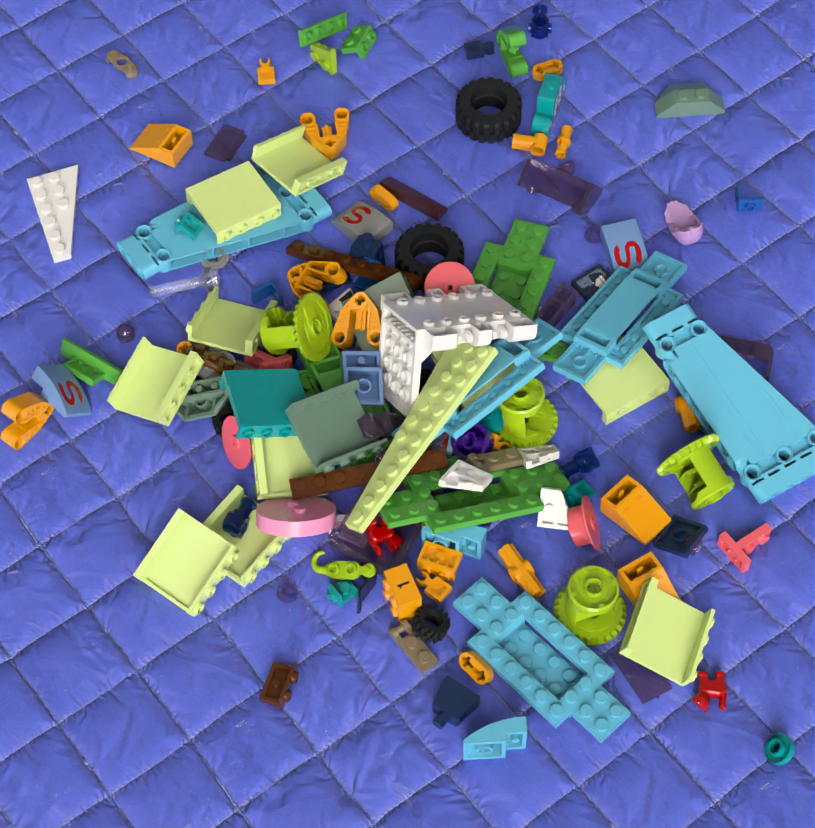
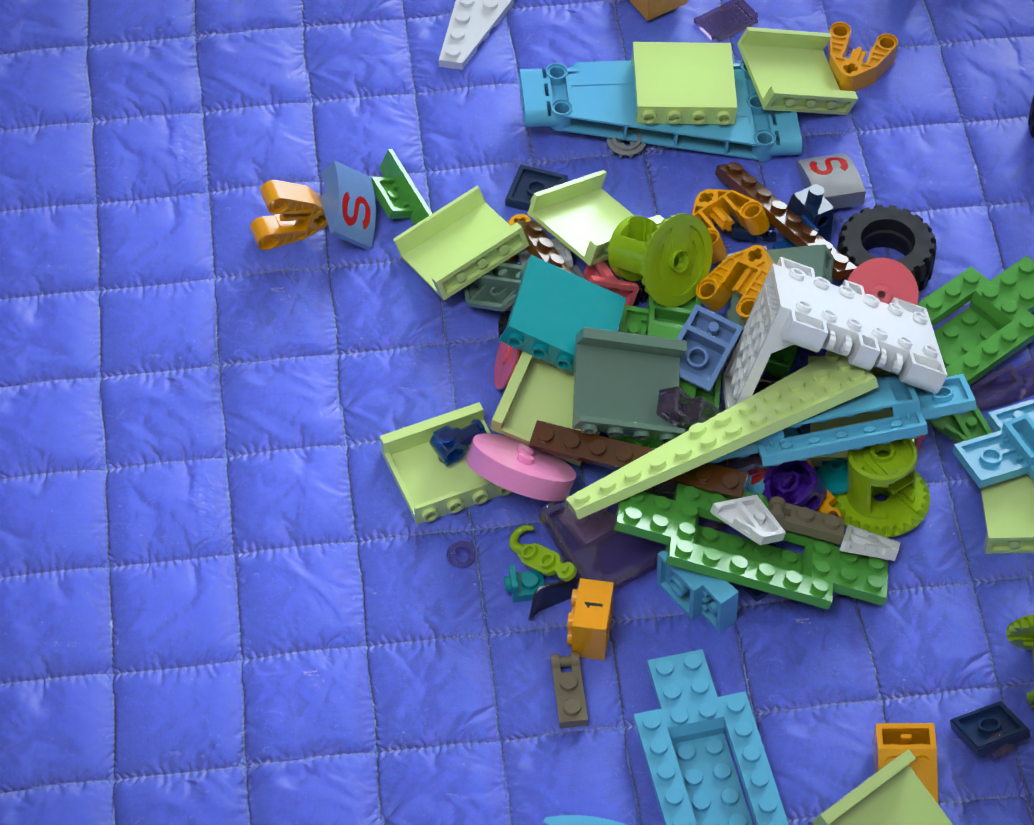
camera: 30 degrees right, 5 degrees down
(125, 333) = (467, 177): clear purple piece -> none
(174, 319) = (529, 181): none -> dark blue tile
(187, 562) = (363, 459): yellowish green panel -> none
(189, 225) = (612, 86): teal bracket -> none
(189, 283) = (597, 159): clear piece -> none
(265, 291) = (657, 204): blue bracket -> none
(279, 684) = (381, 650): reddish brown bracket -> none
(381, 534) = (608, 539): red animal -> none
(383, 197) = (877, 161): light orange beam -> none
(414, 198) = (915, 178): slope -> none
(424, 630) = (613, 662): black tyre -> none
(435, 589) = (639, 637): light orange plate -> none
(439, 560) = (663, 606): light orange bracket -> none
(453, 703) = (571, 777): dark blue torso -> none
(476, 667) = (627, 750): light orange beam -> none
(521, 571) = (758, 669): light orange piece -> none
(554, 510) = (846, 618): white wing -> none
(576, 492) = (891, 615): teal bracket -> none
(582, 462) = (918, 579): clear blue connector -> none
(584, 524) = (872, 651): coral piece -> none
(591, 605) = (818, 729): lime piece -> none
(634, 510) = (949, 667): light orange slope -> none

